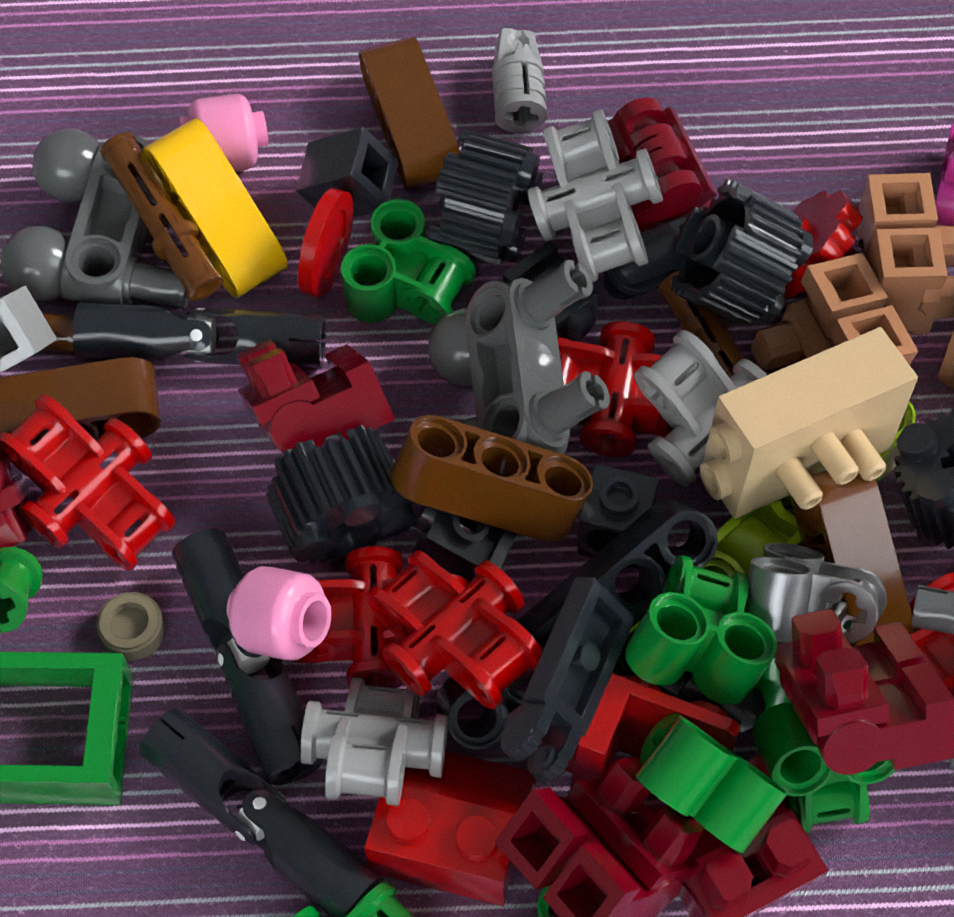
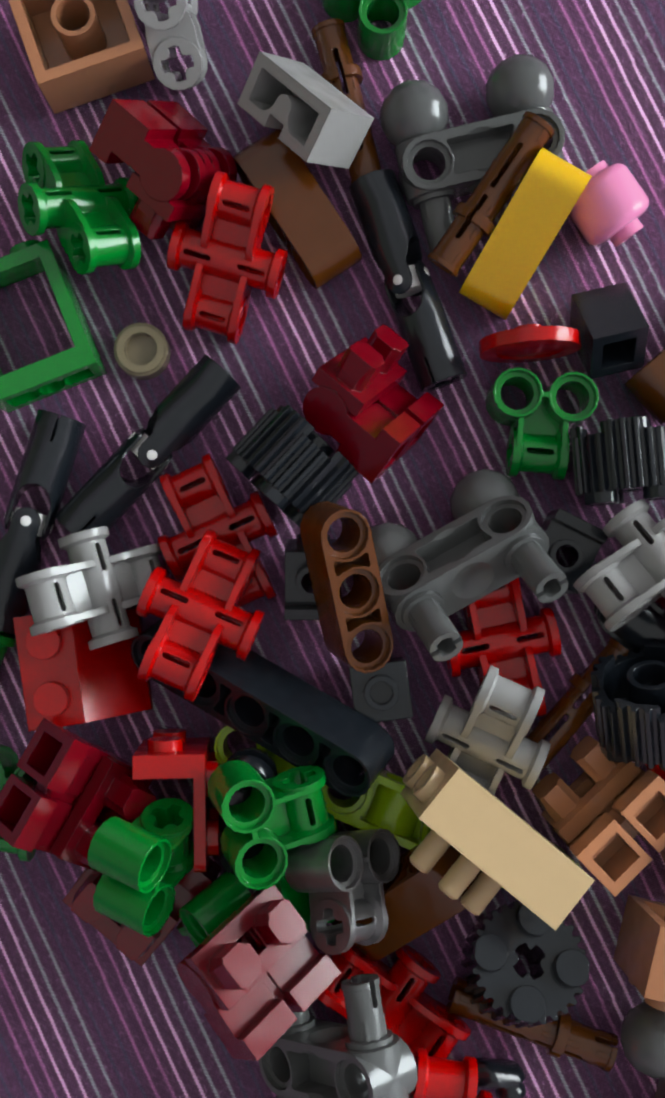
camera: 65 degrees right, 25 degrees up
(278, 613) = (165, 468): bright pink head -> none
(568, 680) = (176, 729): black hinge -> none

